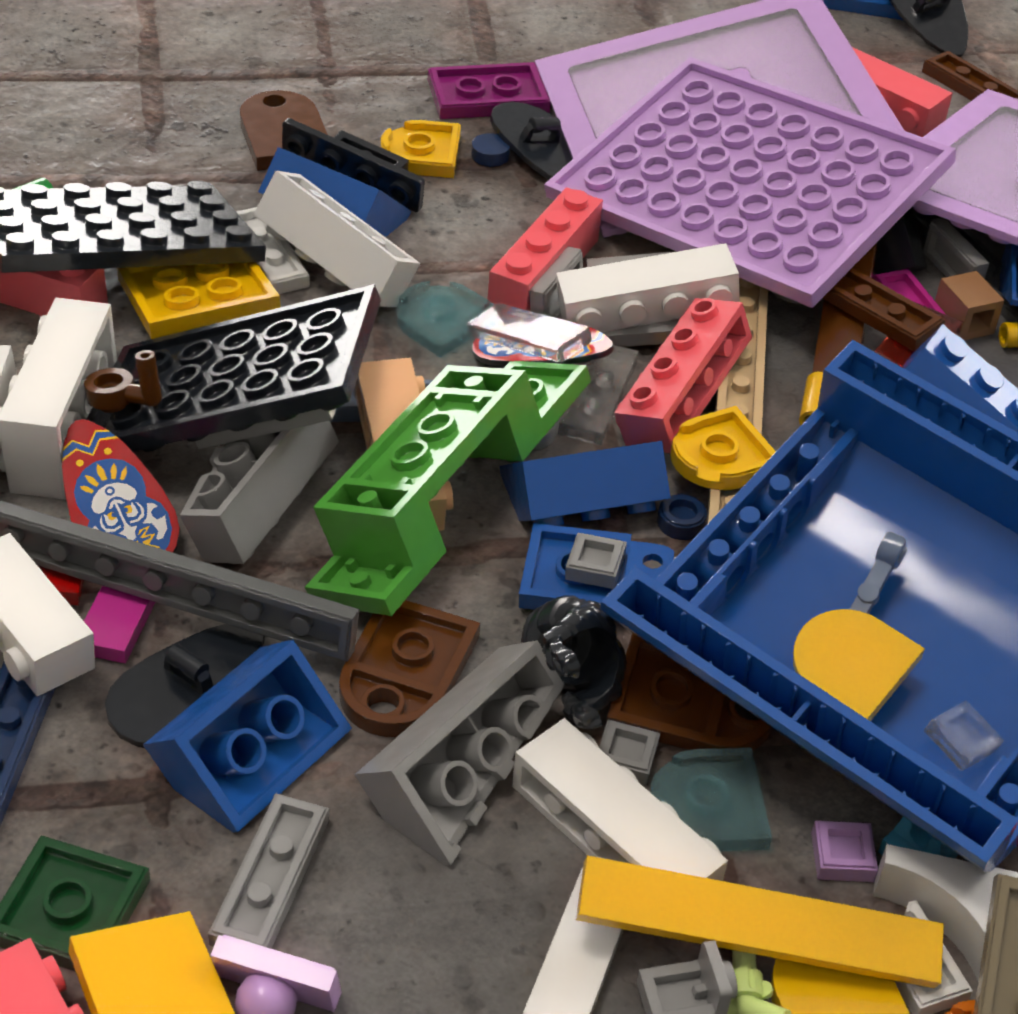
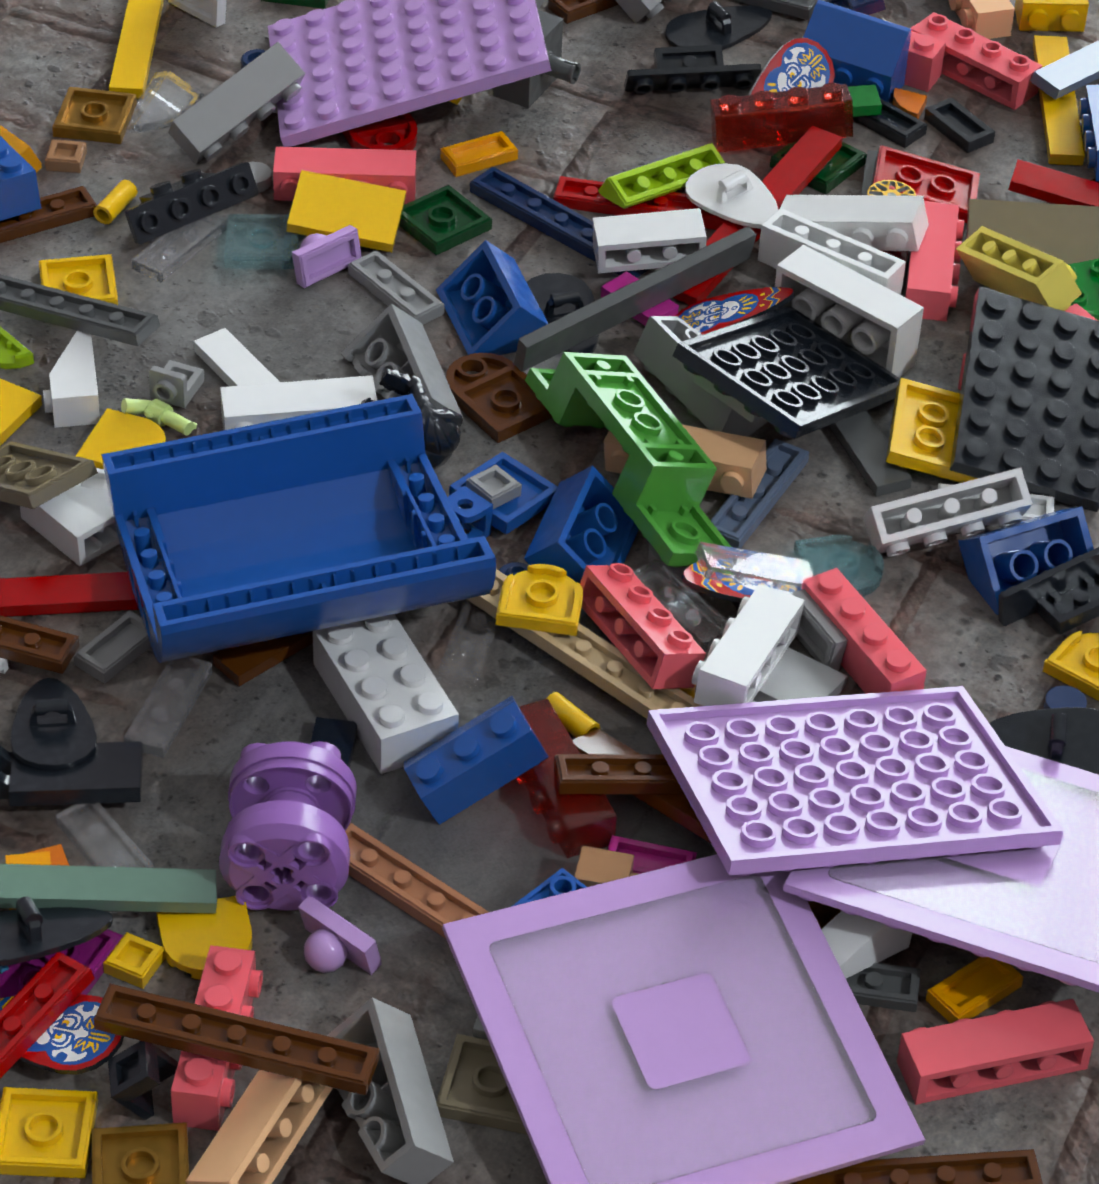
camera: 125 degrees right, 0 degrees up
(114, 387) = (814, 317): reddish brown plate -> none
(761, 922) = (186, 398): yellow tile -> none
(854, 658) = (292, 524): yellow tile -> none
(888, 557) = (327, 553): sand blue piece -> none
(963, 735) = (204, 561): clear tile -> none

